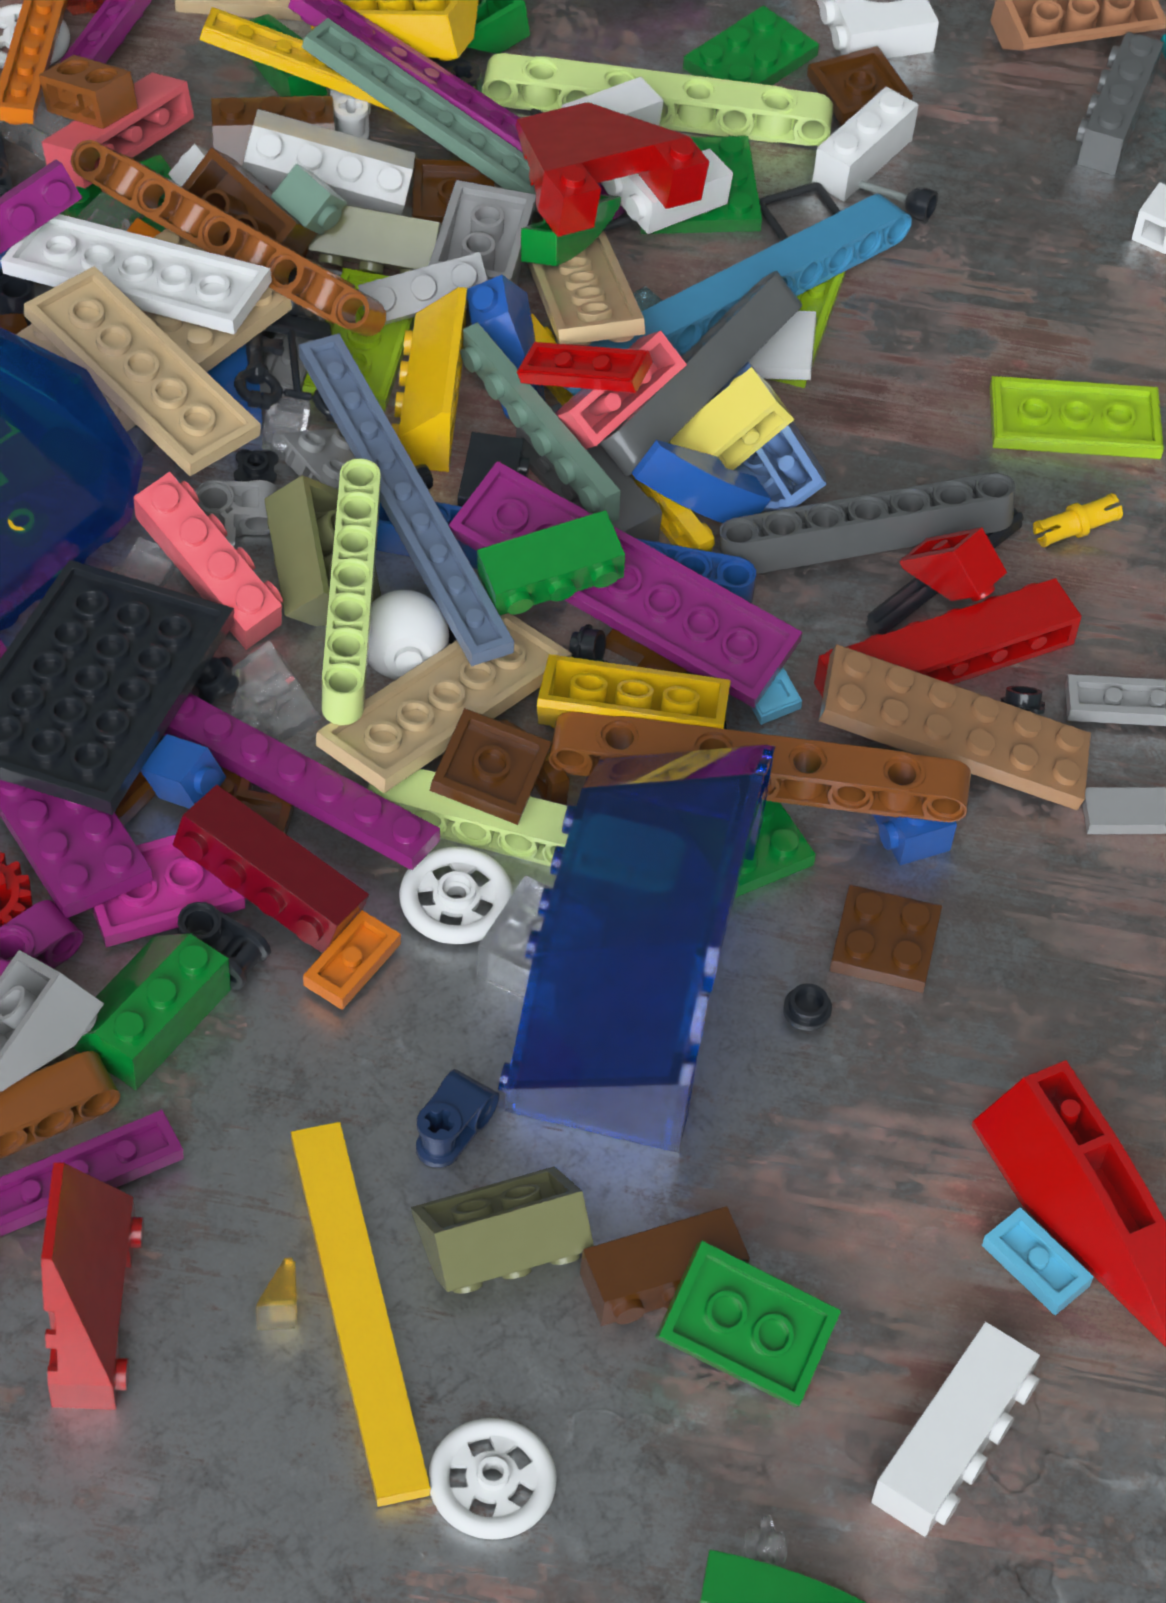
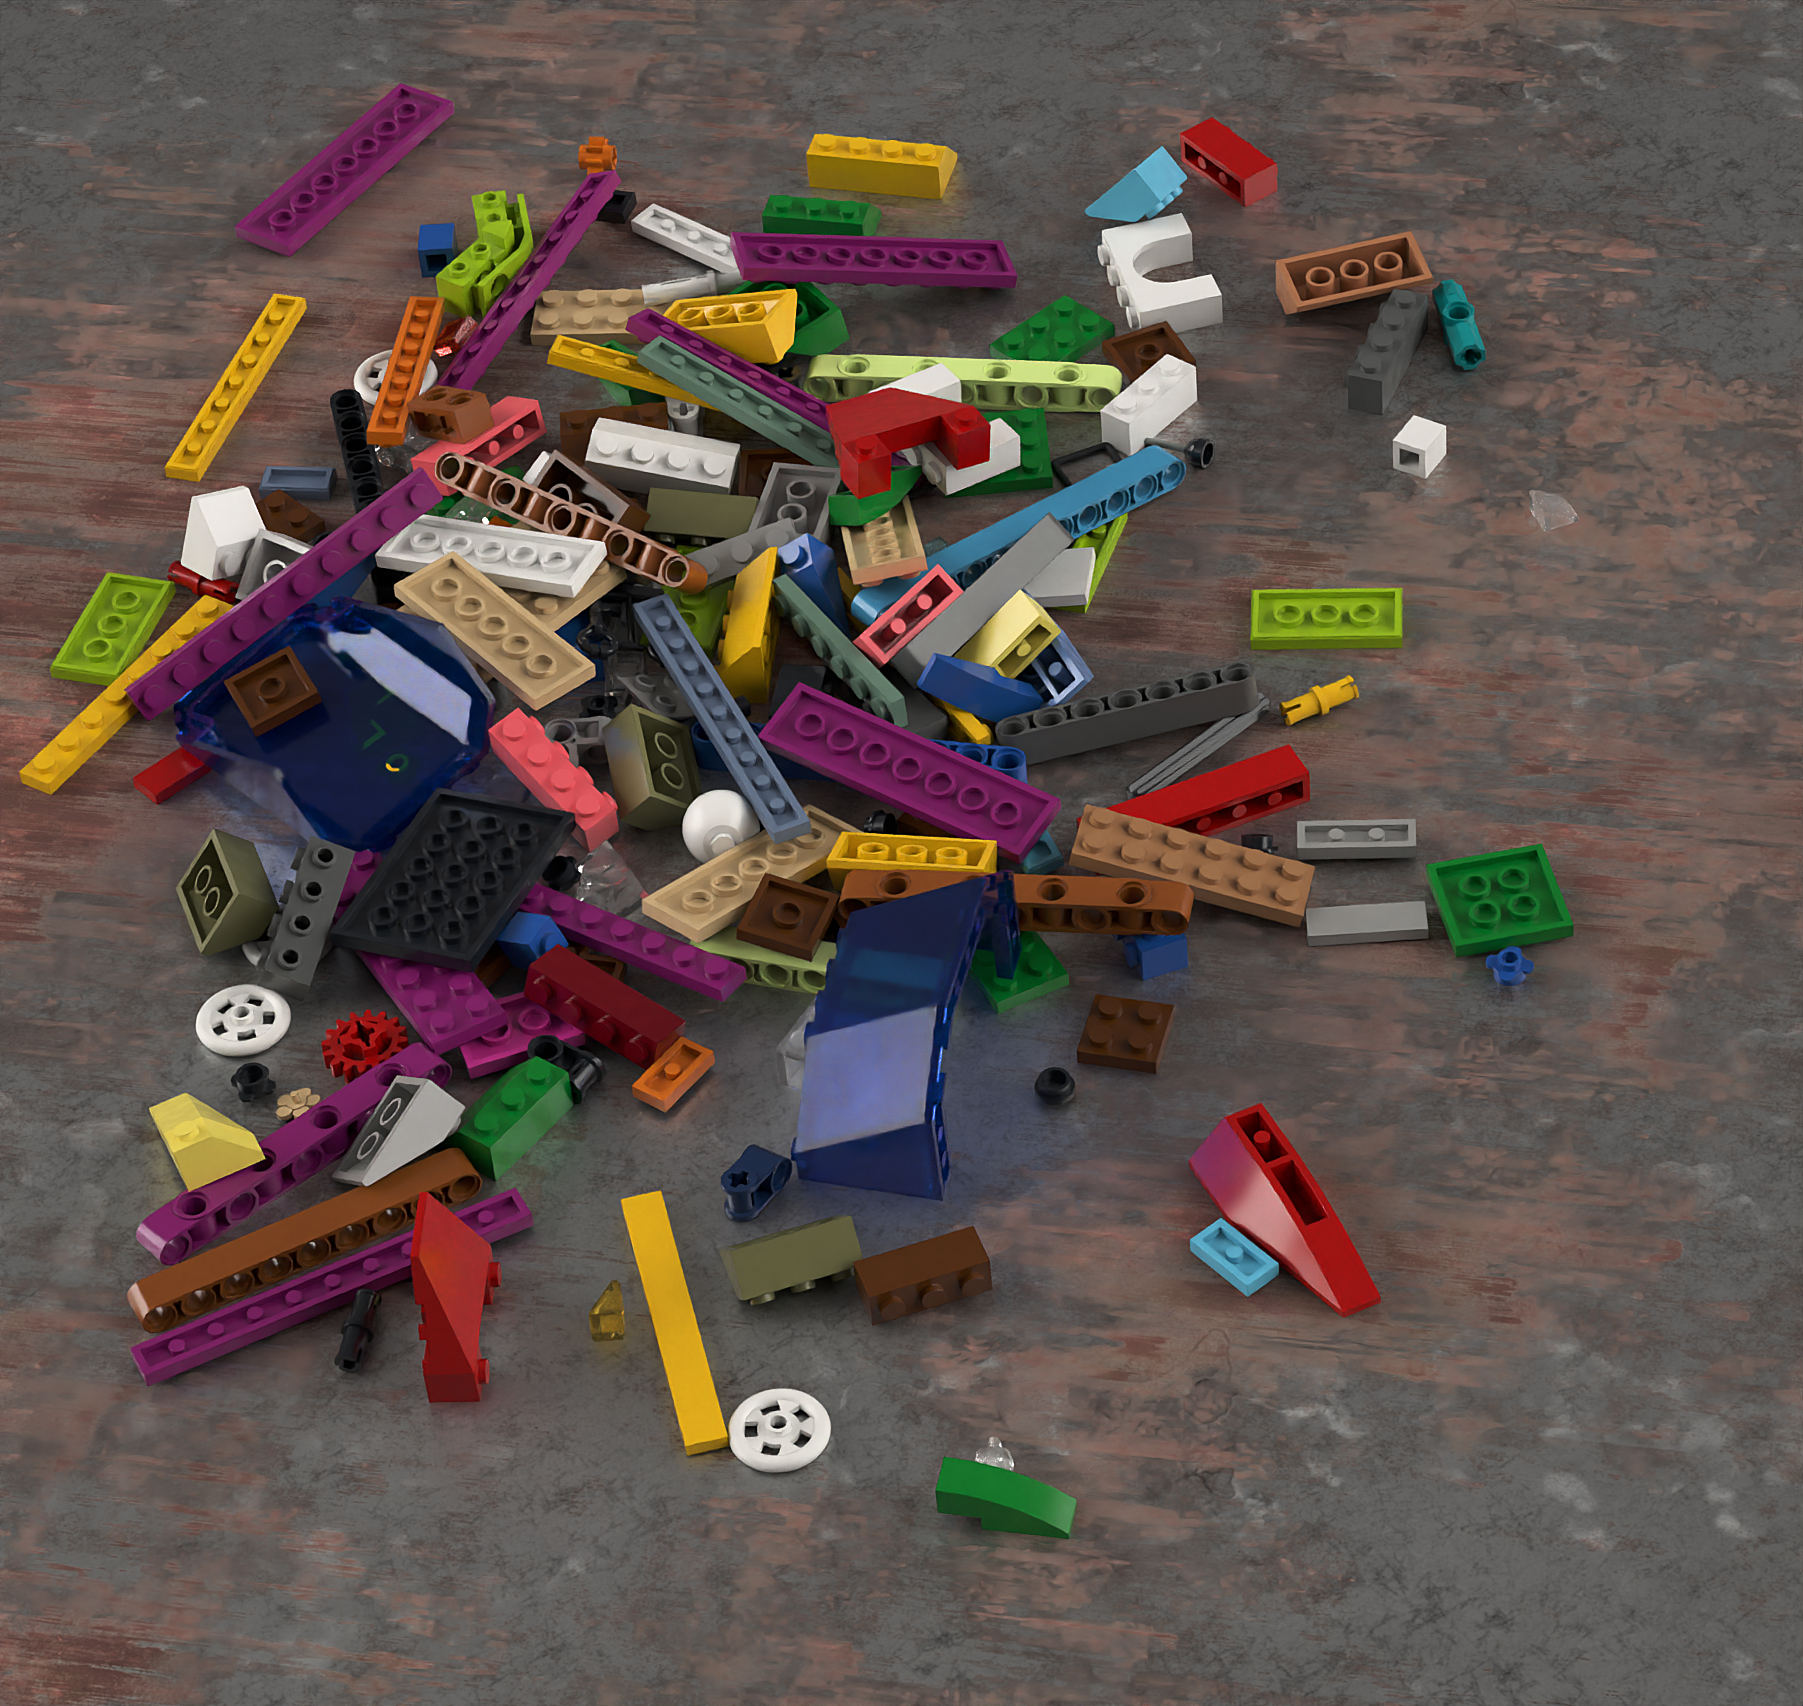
camera: 10 degrees right, 10 degrees down
(309, 200) = (641, 486): sand green brick -> none
(351, 592) = (671, 790): yellowish green beam -> none
(458, 882) = (758, 1022): white plate -> none
(551, 563) = (842, 757): green brick -> none
(585, 367) = (873, 599): red tile -> none
(748, 1324) = (986, 1307): green plate -> none
(956, 564) = (1202, 739): red slope -> none
(956, 1429) = (1156, 1375): white brick -> none

